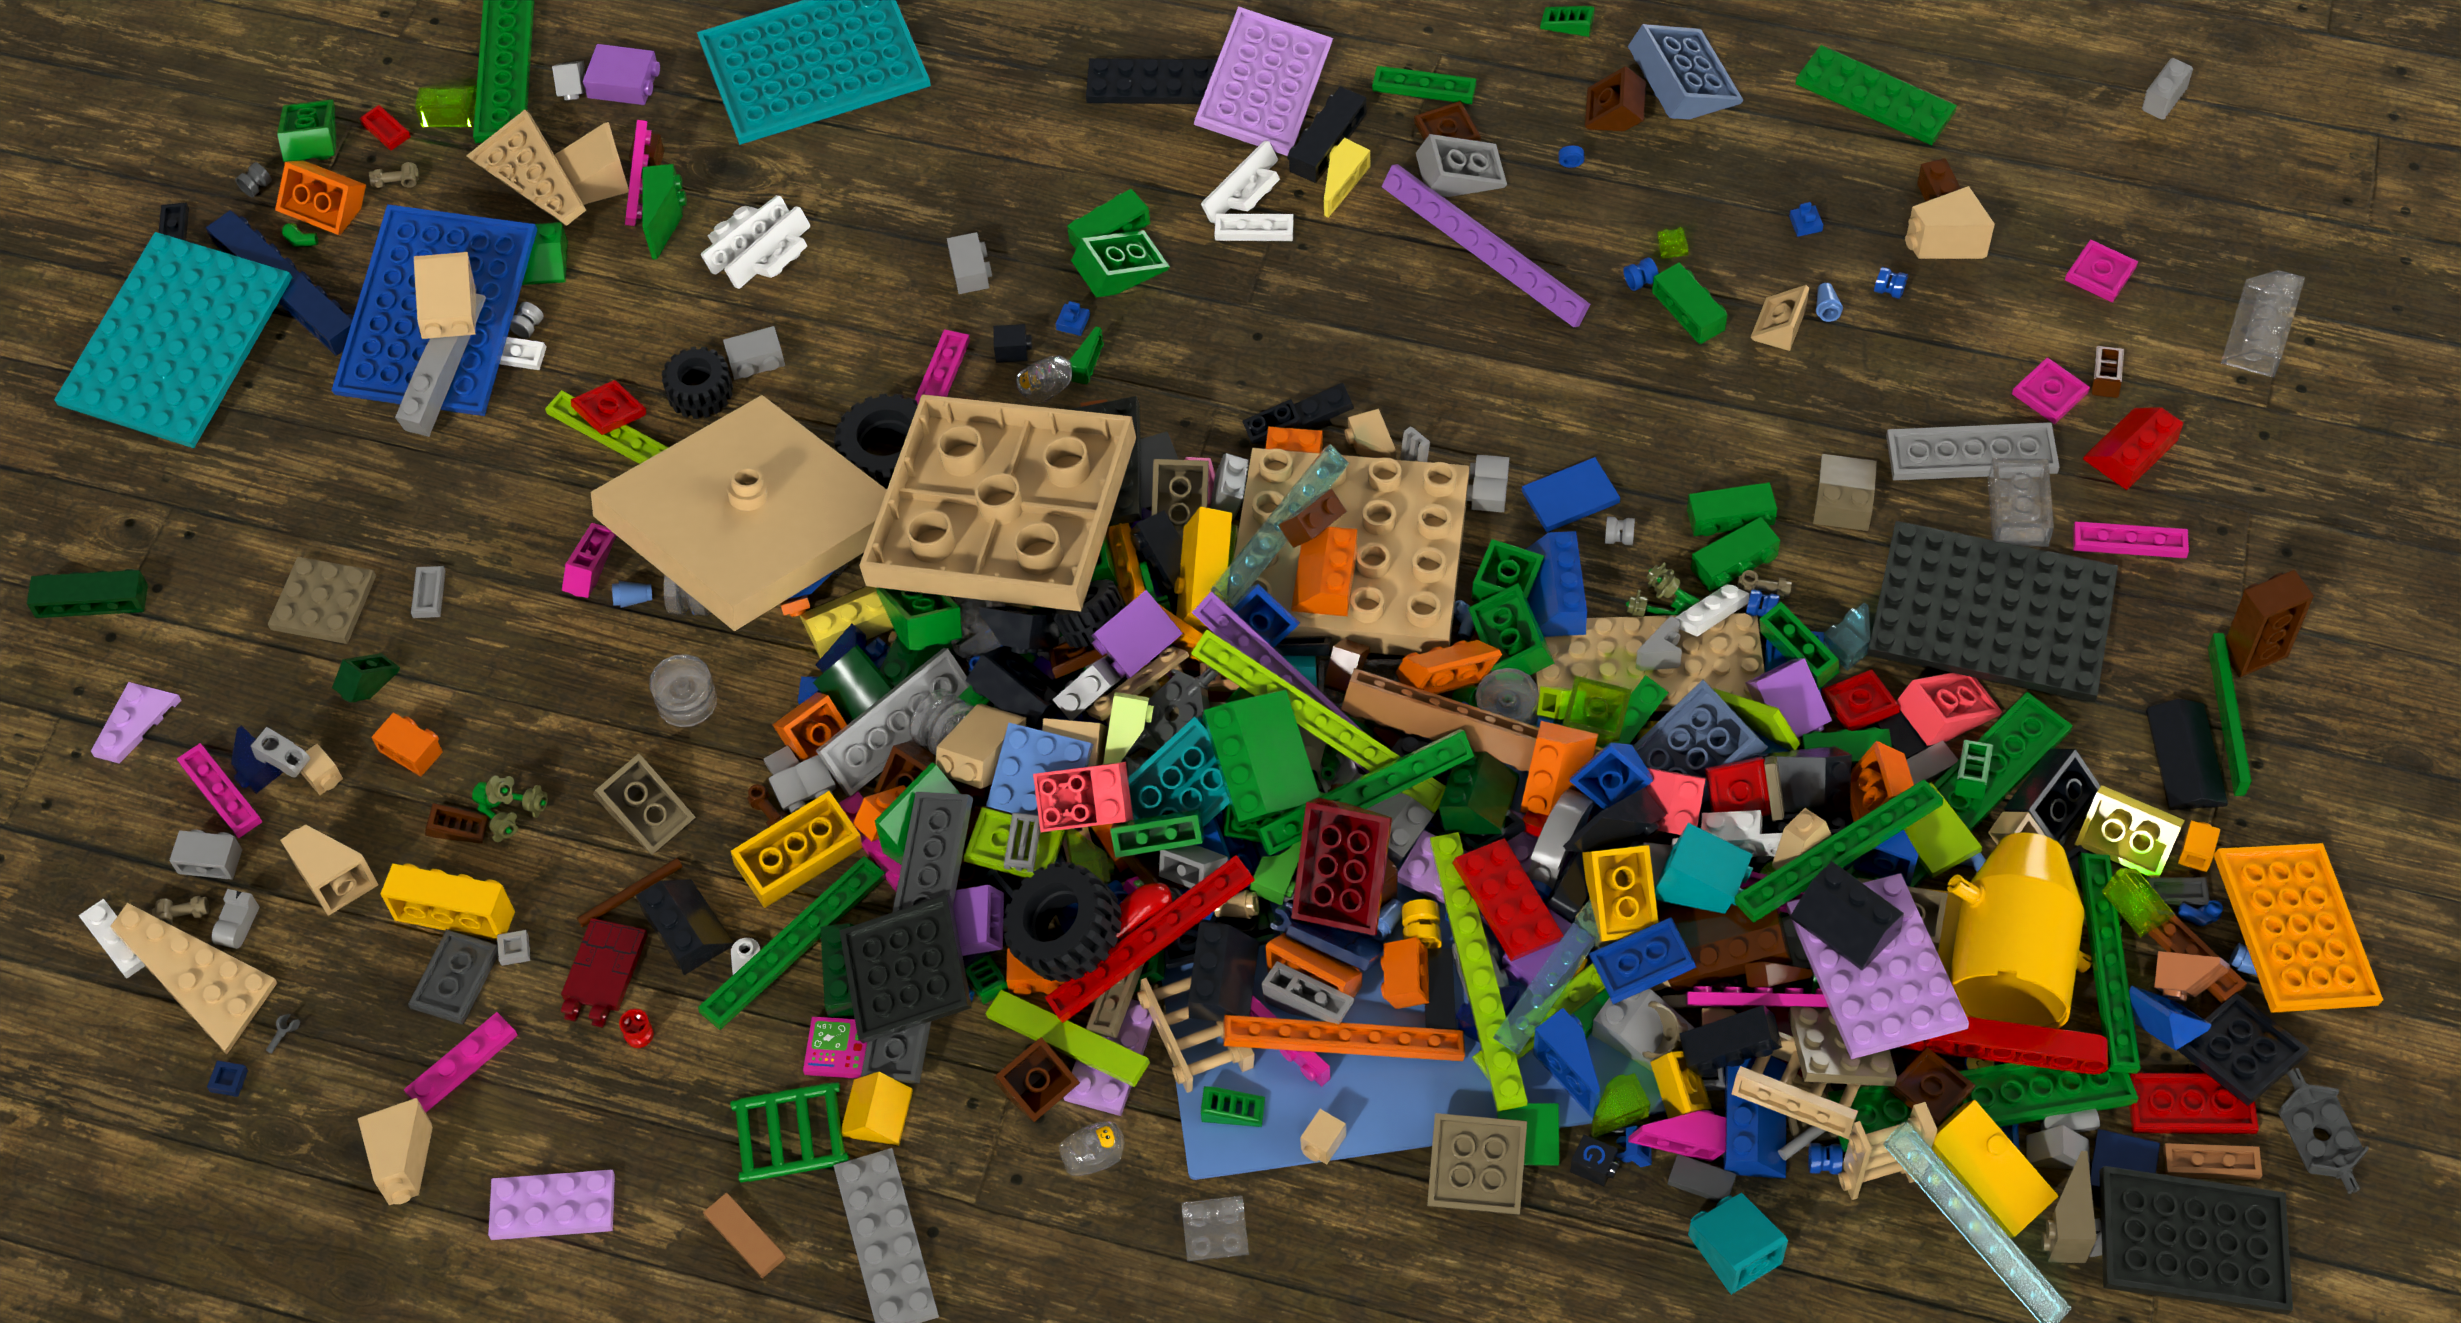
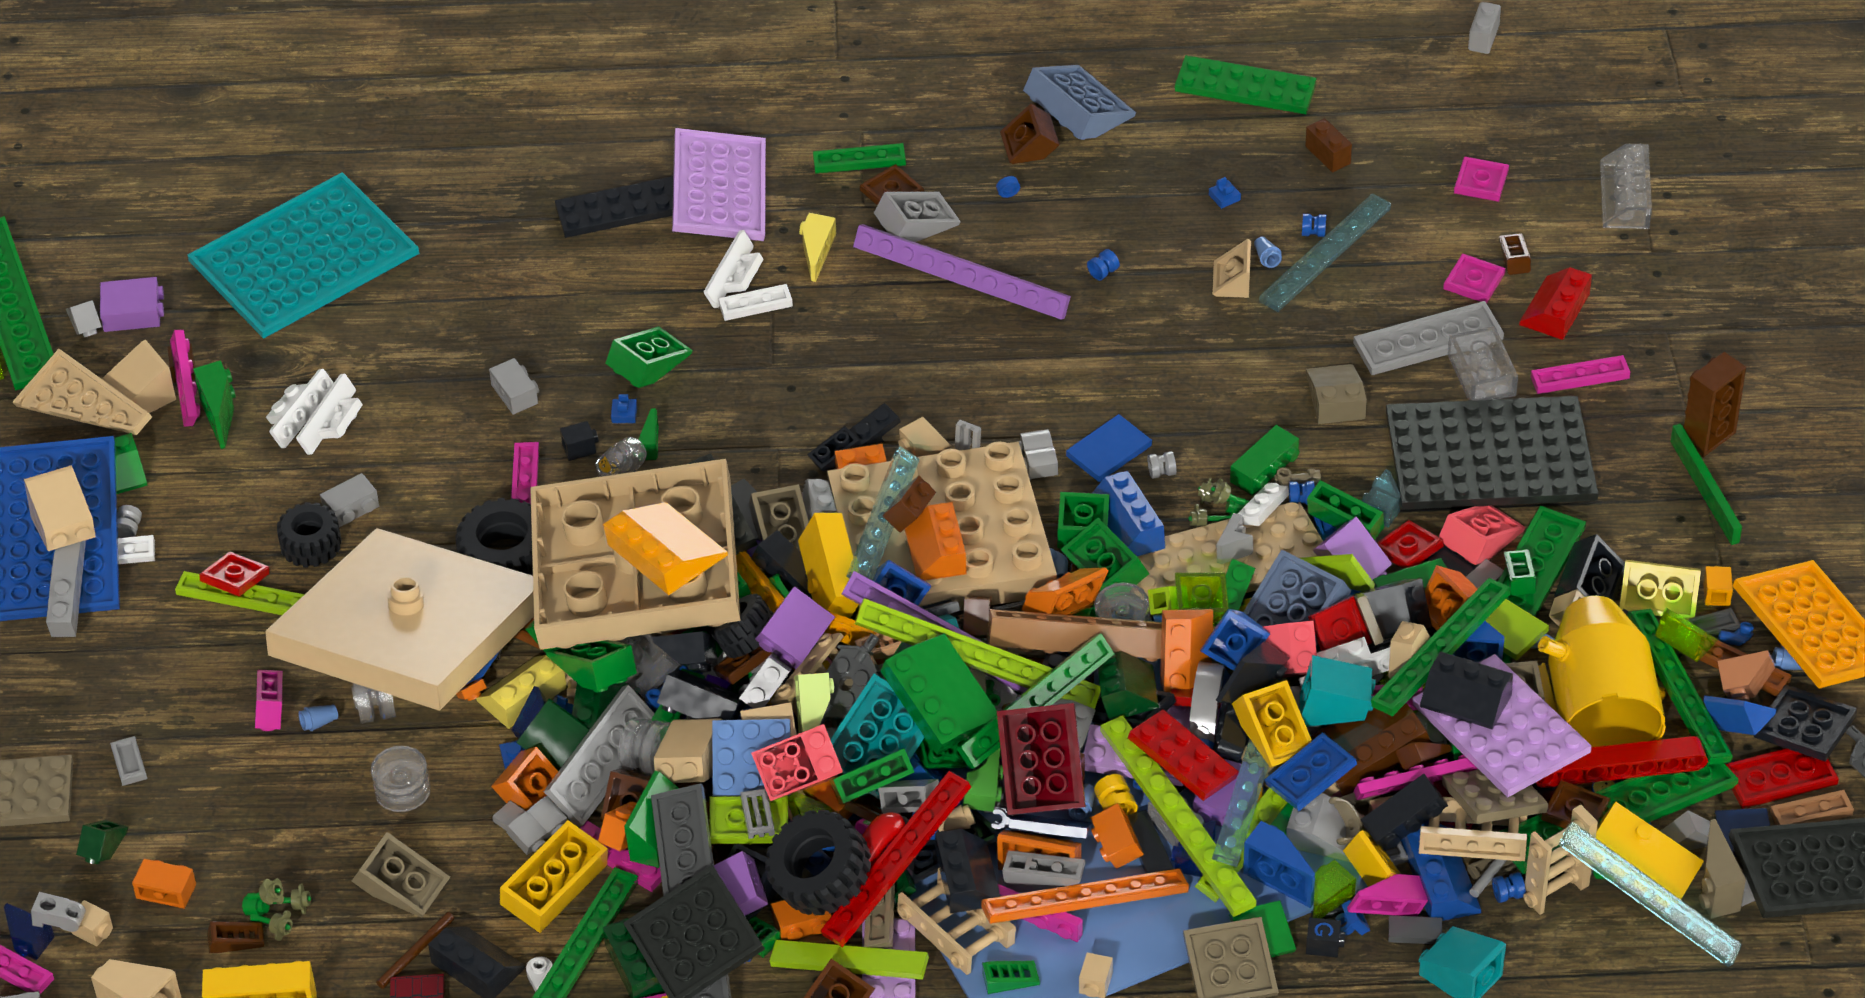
camera: 20 degrees left, 10 degrees down
(758, 800) = (502, 850): reddish brown bar -> none
(1025, 503) = (662, 545): none -> light orange slope
(1120, 215) = (633, 317): green brick -> none
(1330, 126) = (790, 211): black brick -> none
(1580, 23) = (968, 80): green slope -> none
(1672, 243) = (1119, 235): clear neon green tile -> none
(1689, 303) = (1152, 278): green brick -> none
(1730, 508) = (1246, 426): green brick -> none
(1893, 317) = (1324, 252): none -> clear light blue tile
(1950, 227) = (1348, 170): tan slope -> none
(2077, 1121) = (1701, 807): light grey bar -> none
(2186, 755) = (1682, 523): black slope -> none

